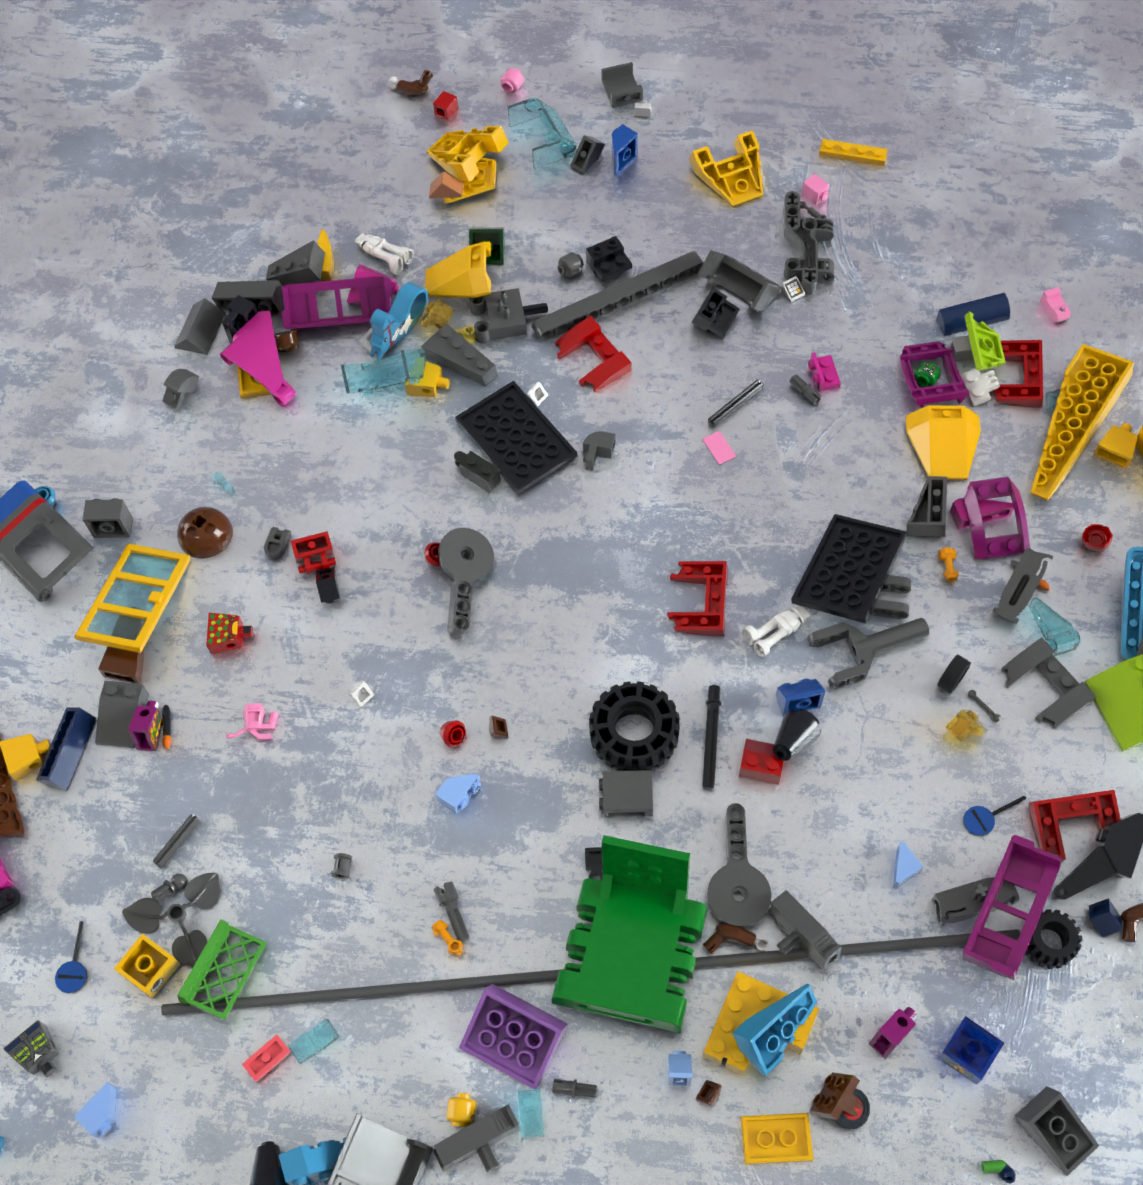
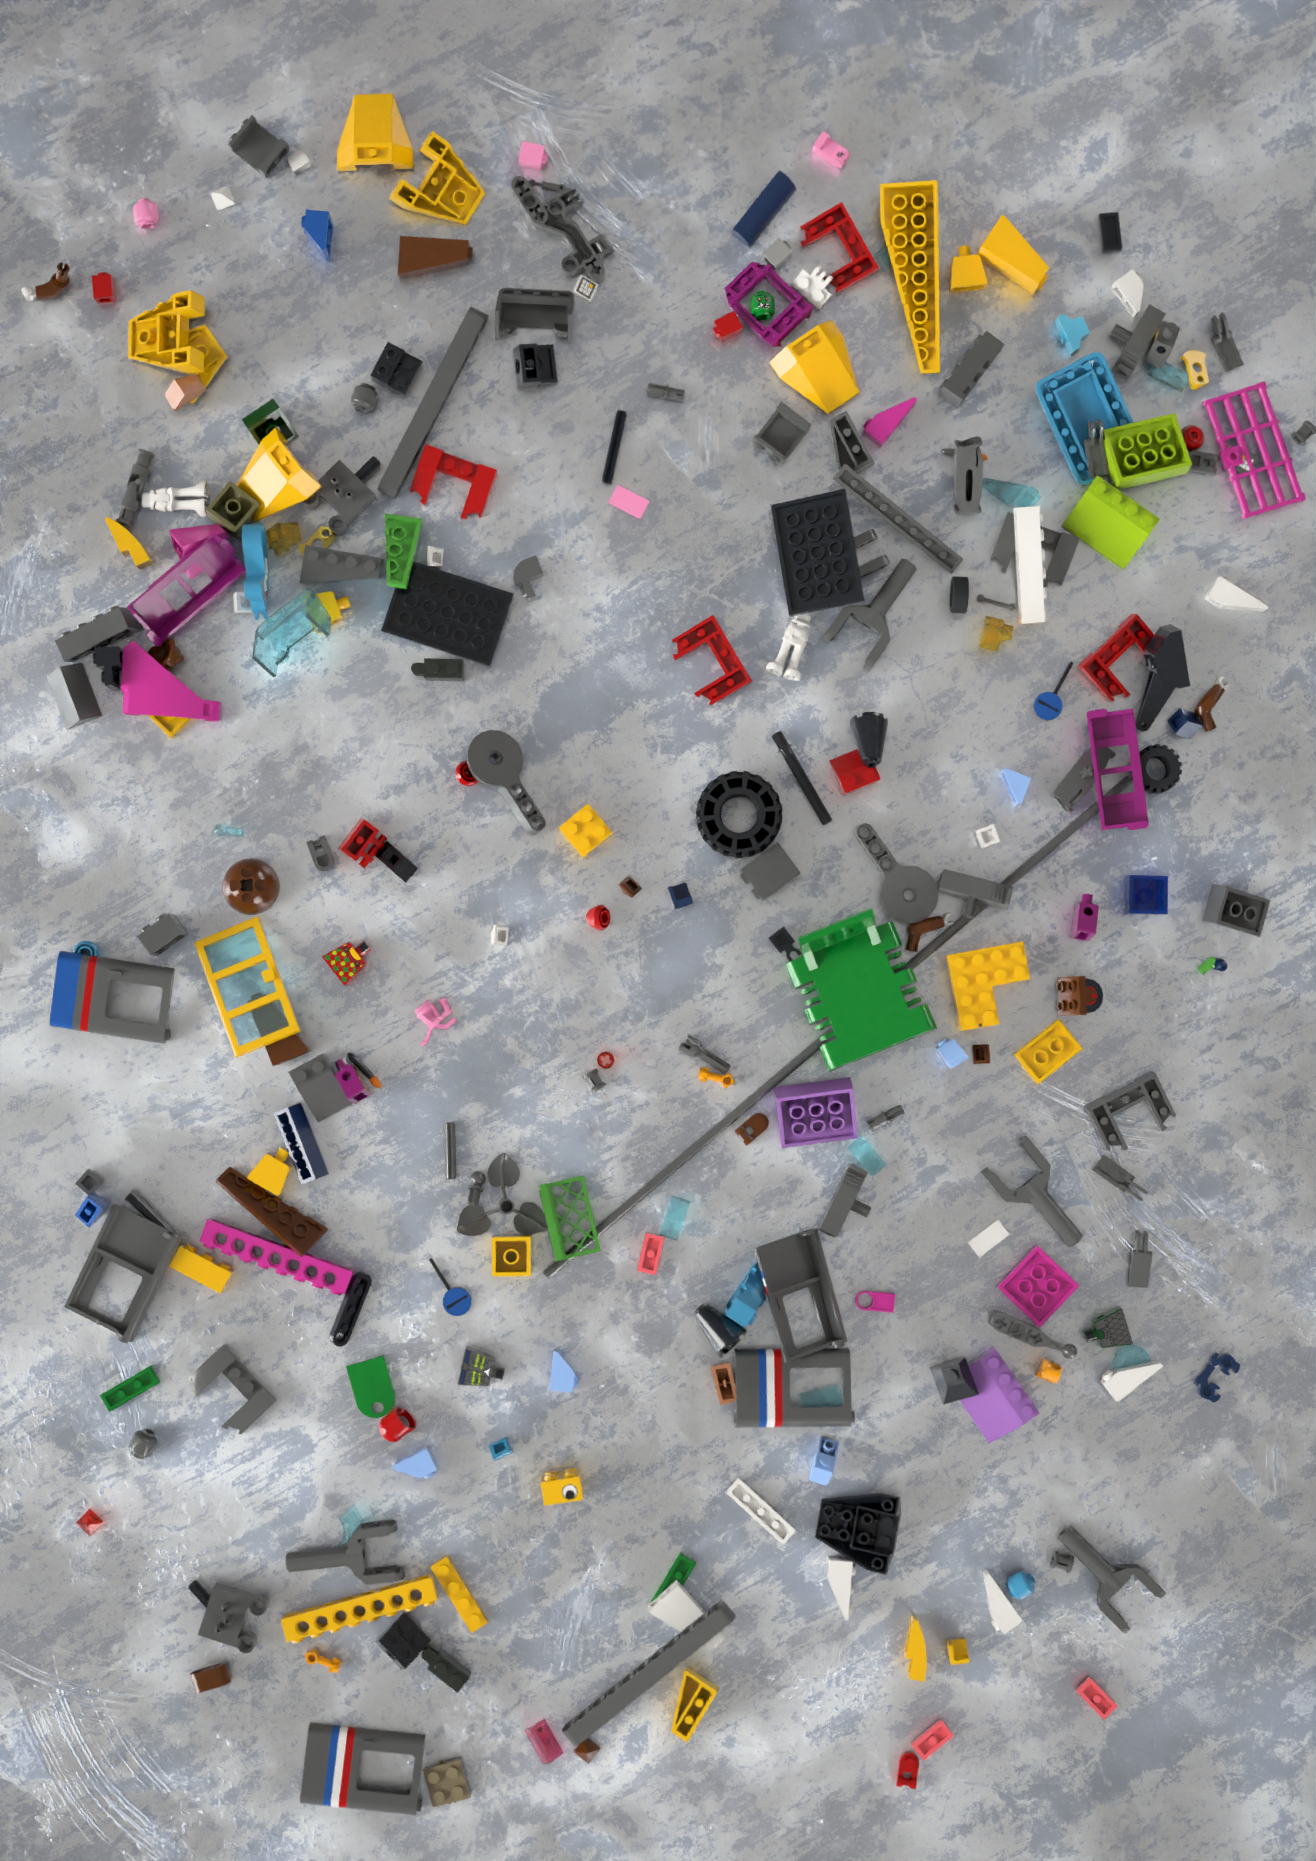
camera: 45 degrees left, 25 degrees up
(177, 384) = (111, 768): dark grey brick -> none
(299, 266) = (119, 576): dark grey wedge -> none
(363, 226) = (133, 493): none -> dark grey piece
(365, 848) = (603, 1054): none -> clear red bush
(415, 270) = (232, 509): none -> olive slope
(454, 1009) = (758, 1123): none -> reddish brown plate
(457, 790) = (637, 961): light blue slope -> none
(461, 1110) = (817, 1189): yellow head -> none
(495, 658) = (585, 831): none -> yellow brick
(516, 370) = (401, 544): none -> bright green wing
(534, 763) = (680, 896): none -> dark blue panel
(558, 139) = (253, 258): clear light blue windscreen -> none
(572, 101) = (222, 198): none -> white slope
(587, 153) = (286, 256): dark grey slope -> none
(692, 207) = (430, 255): none -> reddish brown slope
(711, 117) = (374, 135): none -> yellow wedge
(770, 1030) = (1000, 987): dark azure wedge -> none
(805, 695) = (849, 697): blue slope -> none
(824, 372) = (670, 362): dark pink bracket -> none
(847, 894) = (987, 836): none -> white plate
(853, 152) = (537, 82): yellow plate -> none
(881, 470) = (781, 433): none -> dark grey panel
(887, 373) = (727, 327): none -> red brick
(938, 584) = (898, 518): none -> dark grey plate
(948, 554) = (886, 481): light orange bar -> none
(984, 344) = (796, 243): lime wing -> none
(1000, 545) = (927, 440): magenta wedge -> none
(1034, 688) = (1029, 564): none -> white brick
(1075, 513) = (971, 369): none -> dark grey wedge
(1097, 537) = (999, 381): red hair -> none

